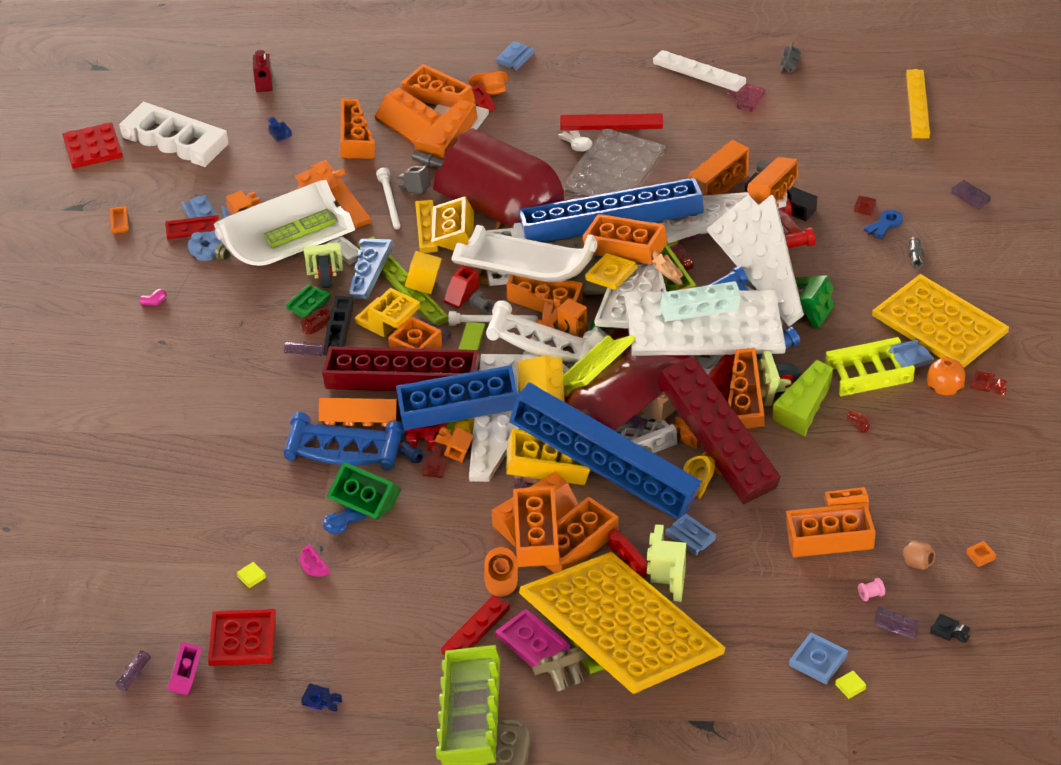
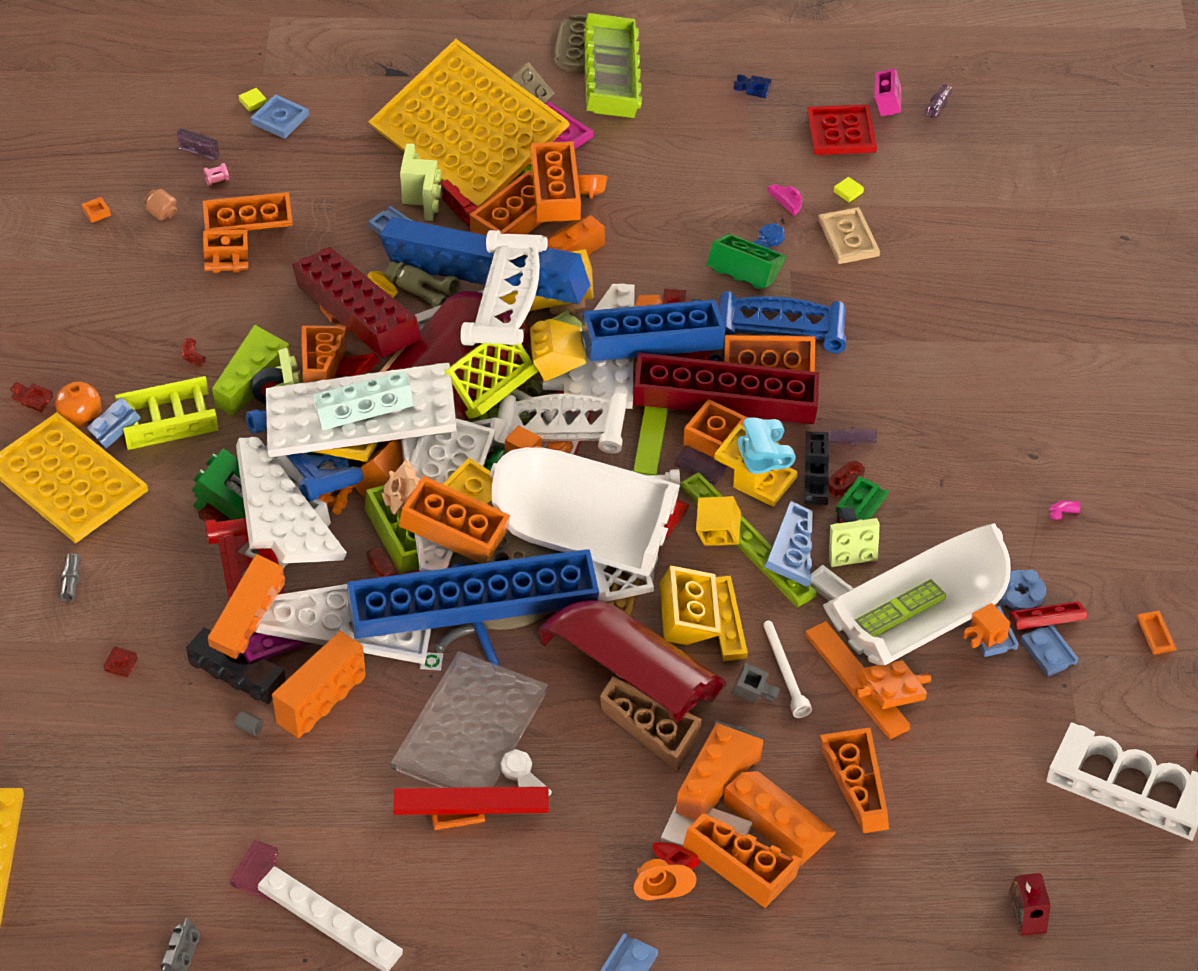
camera: 175 degrees right, 5 degrees up
(263, 529) = (848, 235): none -> tan tile
(278, 130) = (975, 791): clear blue plate -> none
(381, 293) = (759, 446): none -> medium azure piece
(478, 625) = (612, 144): red plate -> none
(584, 410) = (506, 248): none -> white piece
(888, 219) = (93, 634): blue piece -> none
(947, 628) = (147, 147): black plate -> none

